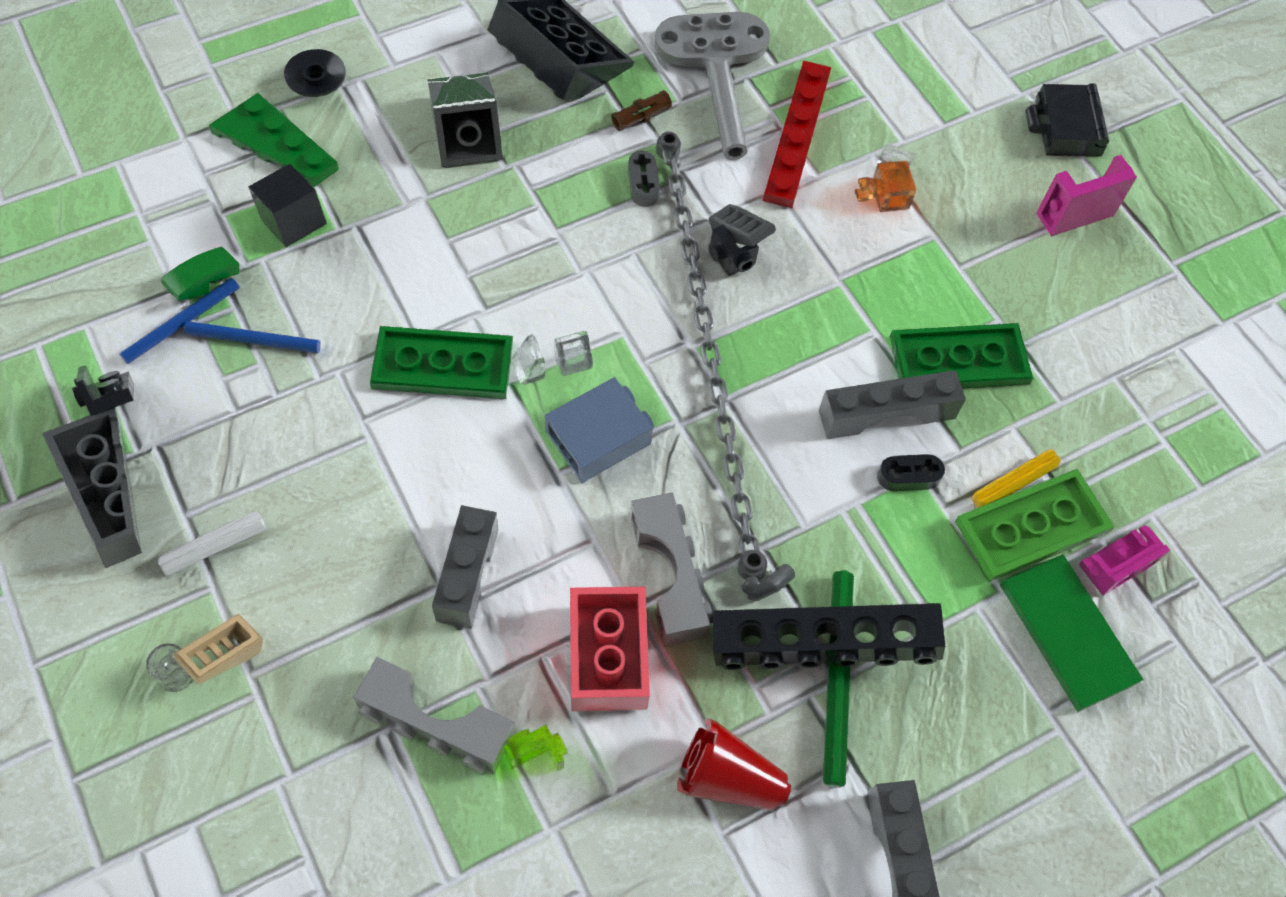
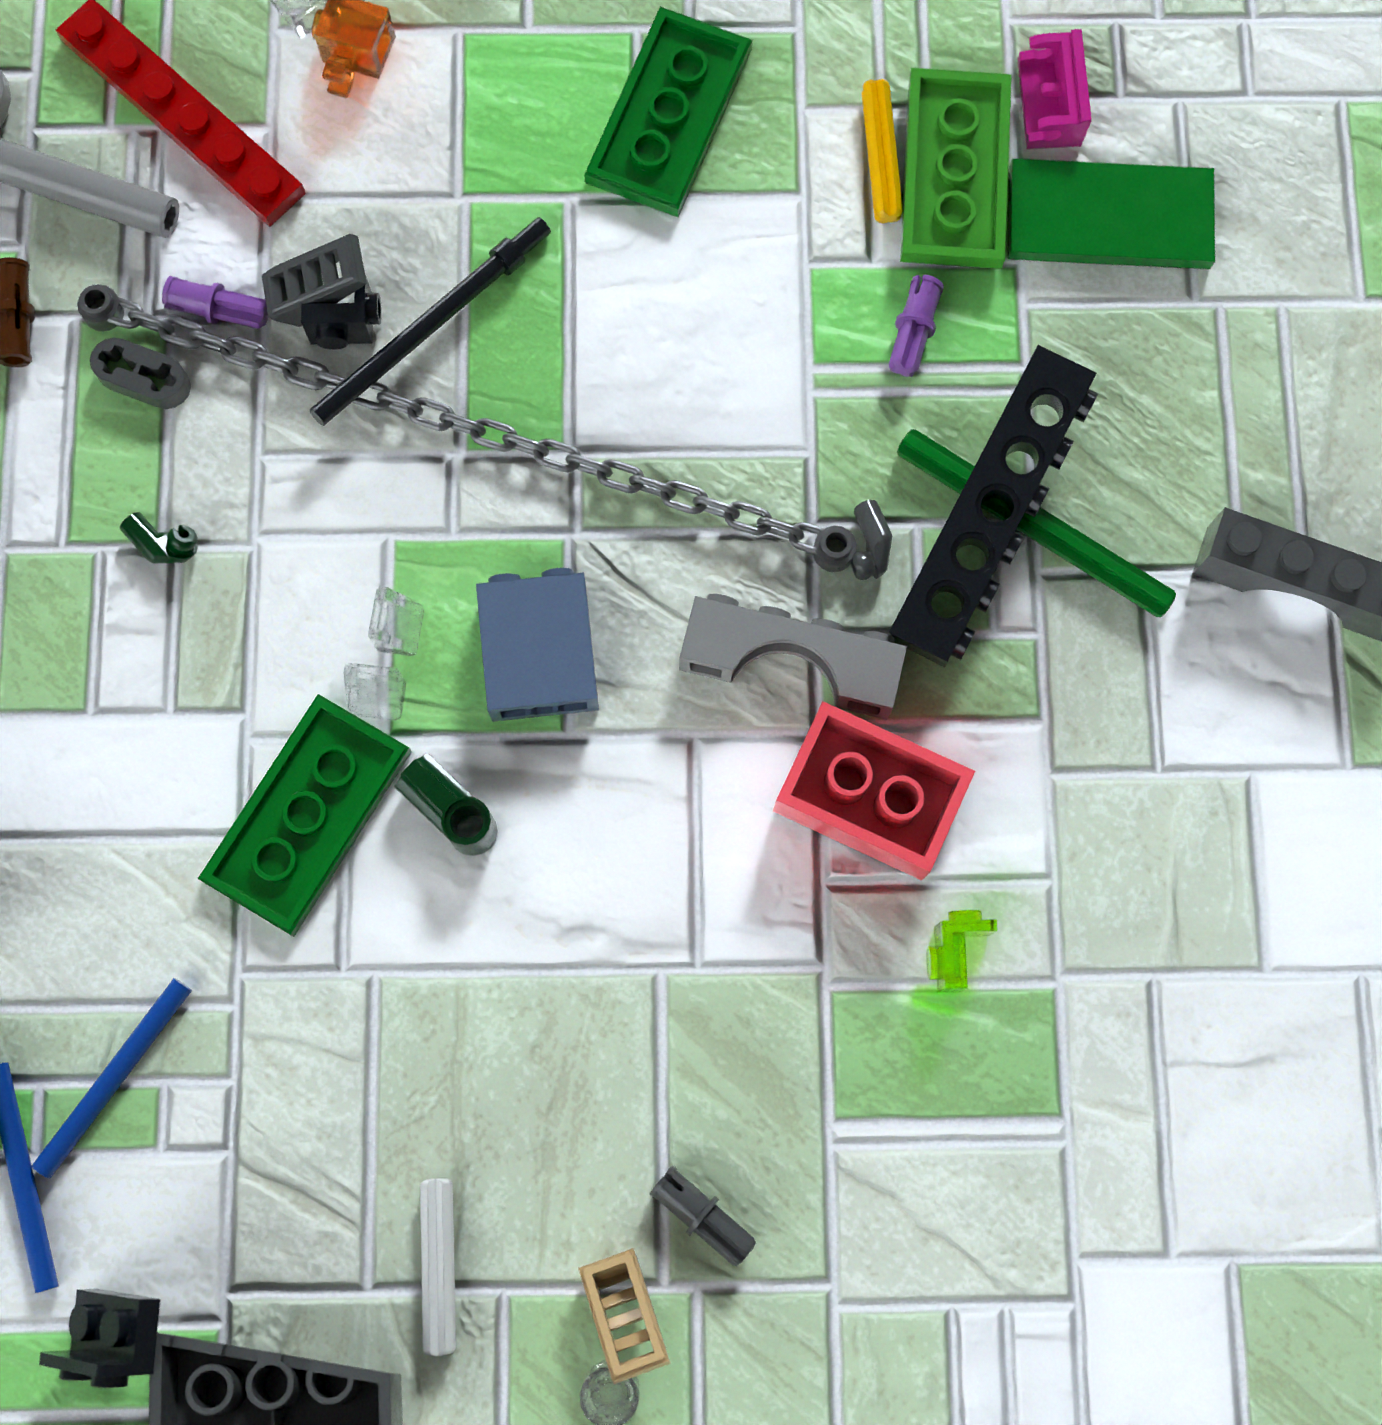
camera: 60 degrees left, 15 degrees up
(300, 674) = (703, 1217): none -> dark grey axle
(462, 571) = (659, 923): dark grey arch -> none
(476, 738) = (906, 1016): light grey arch -> none
(481, 426) = (446, 803): none -> dark green piece
(554, 229) = (163, 546): none -> dark green arm
(702, 191) = (214, 303): none -> medium lavender axle
(731, 771) = (1100, 724): red cone -> none
(818, 313) = (504, 258): none -> black bar
(855, 408) = (700, 240): dark grey arch -> none
(910, 472) = (796, 270): black beam -> none
(919, 546) = (915, 325): none -> medium lavender axle

